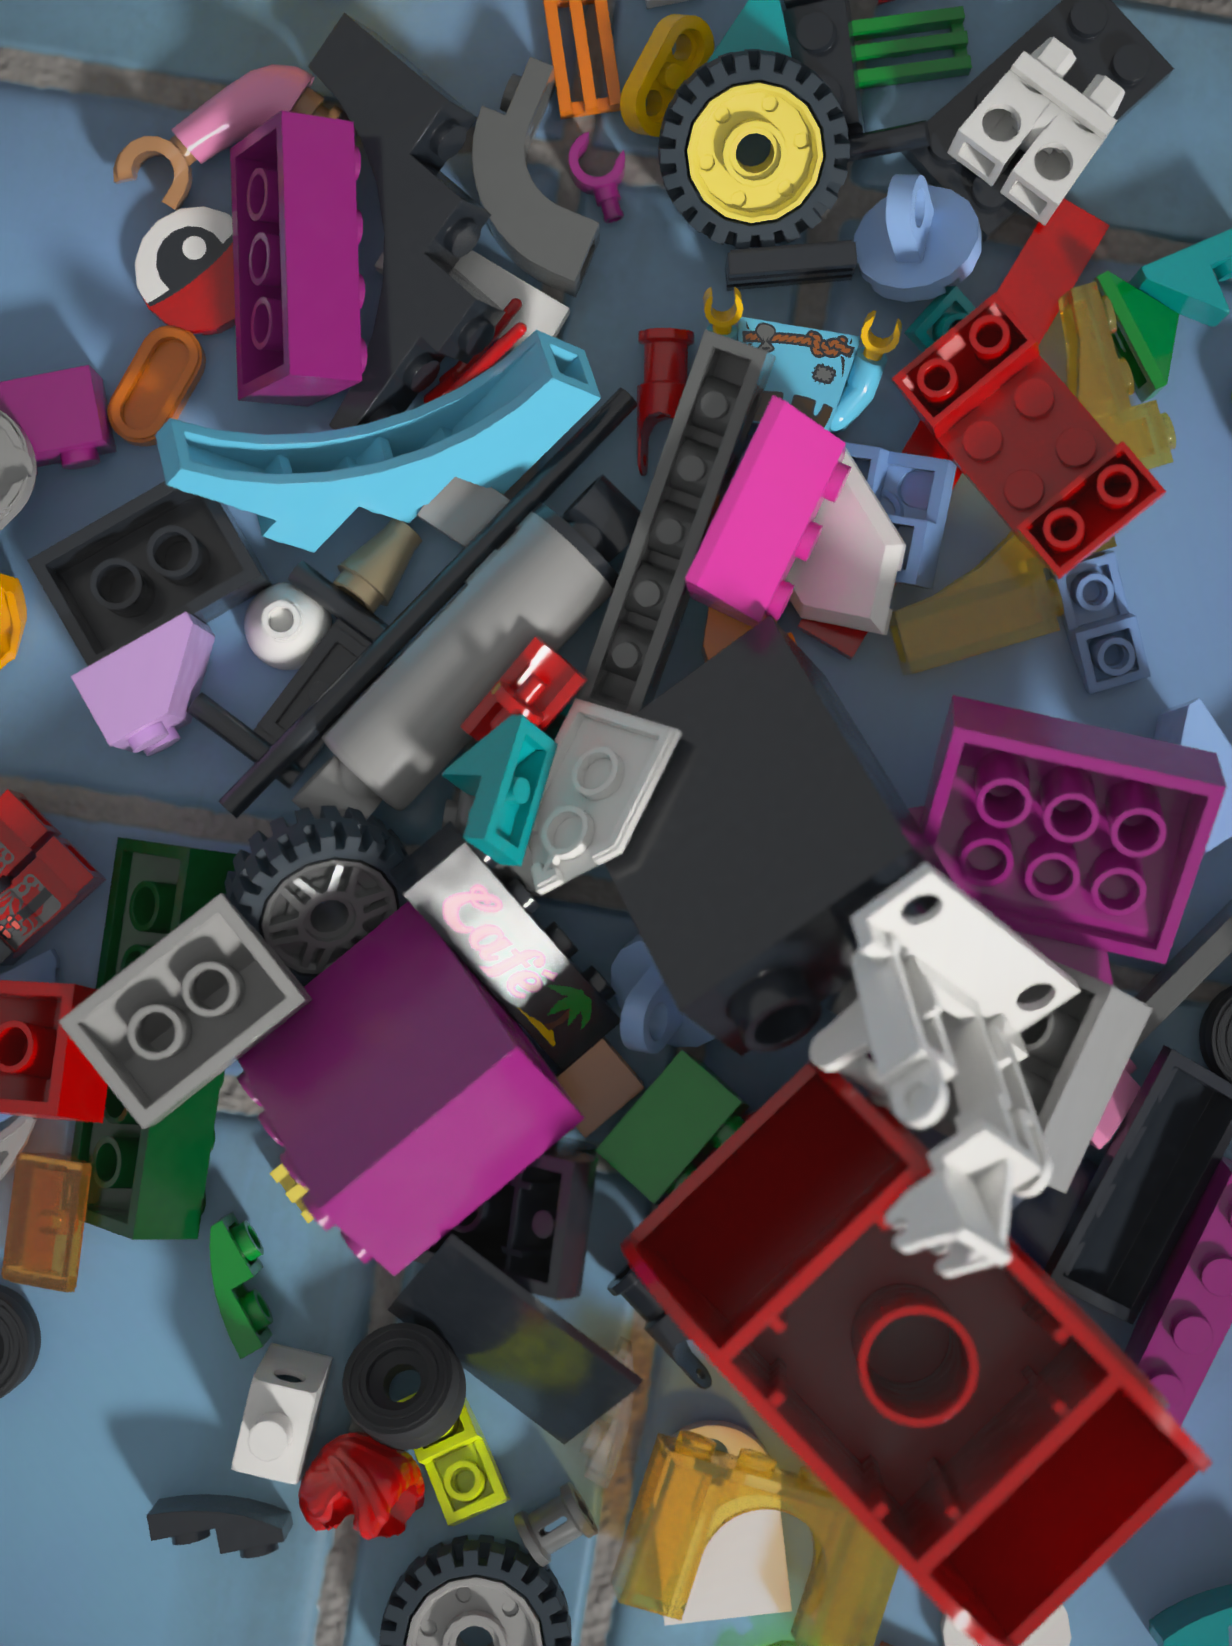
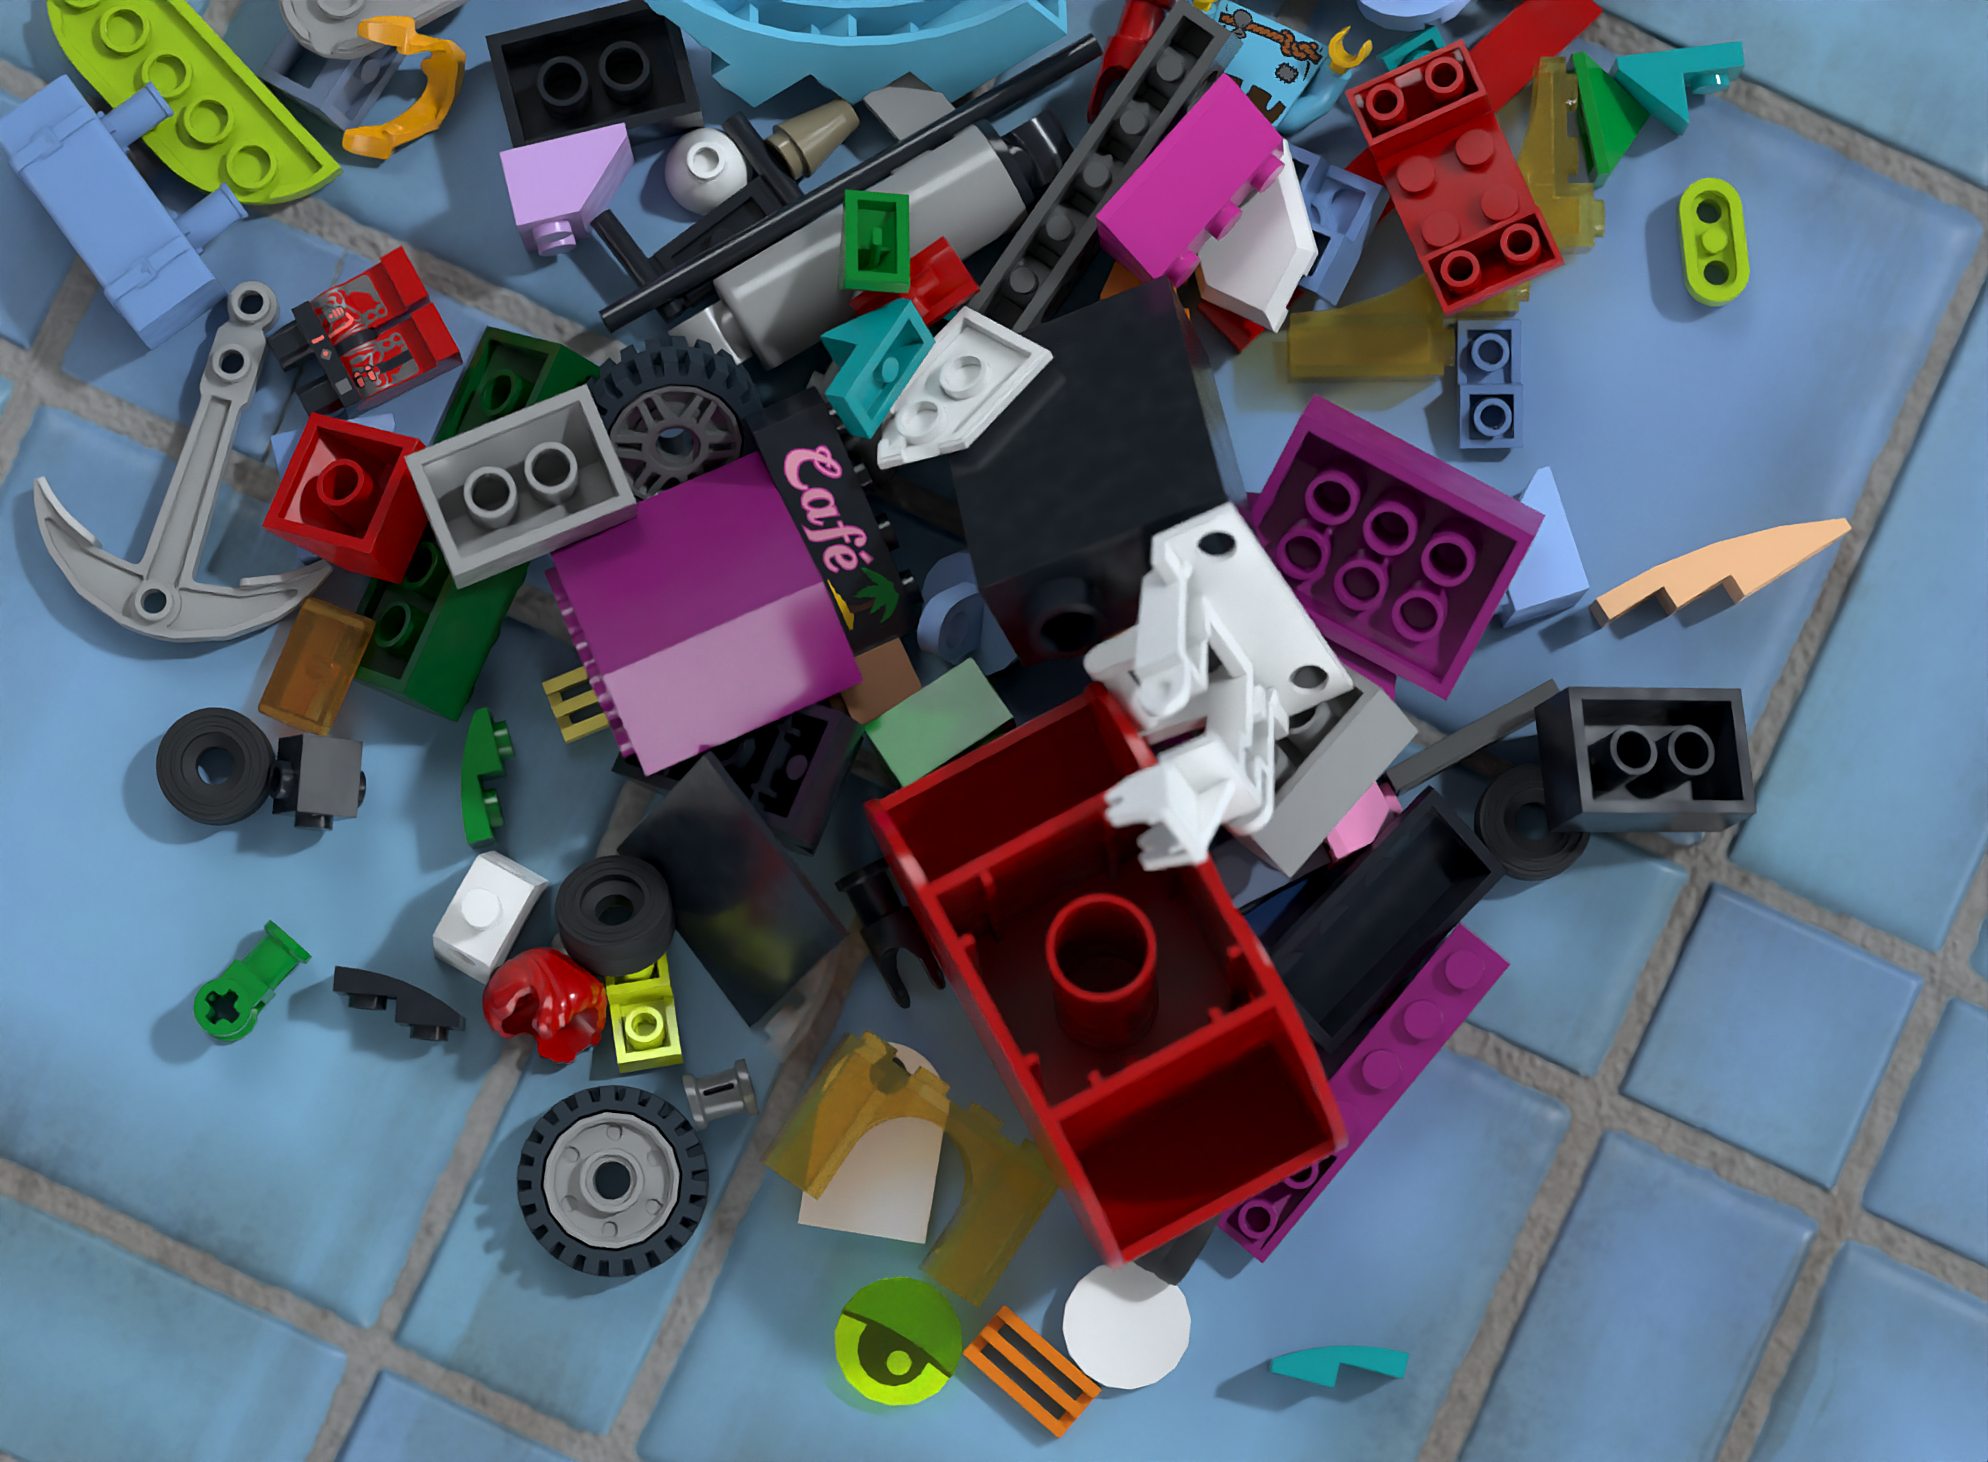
camera: 10 degrees right, 5 degrees down
(70, 1548) = (252, 981): none -> green connector
(78, 1334) = (317, 780): none -> black brick
(470, 665) = (874, 242): none -> green slope

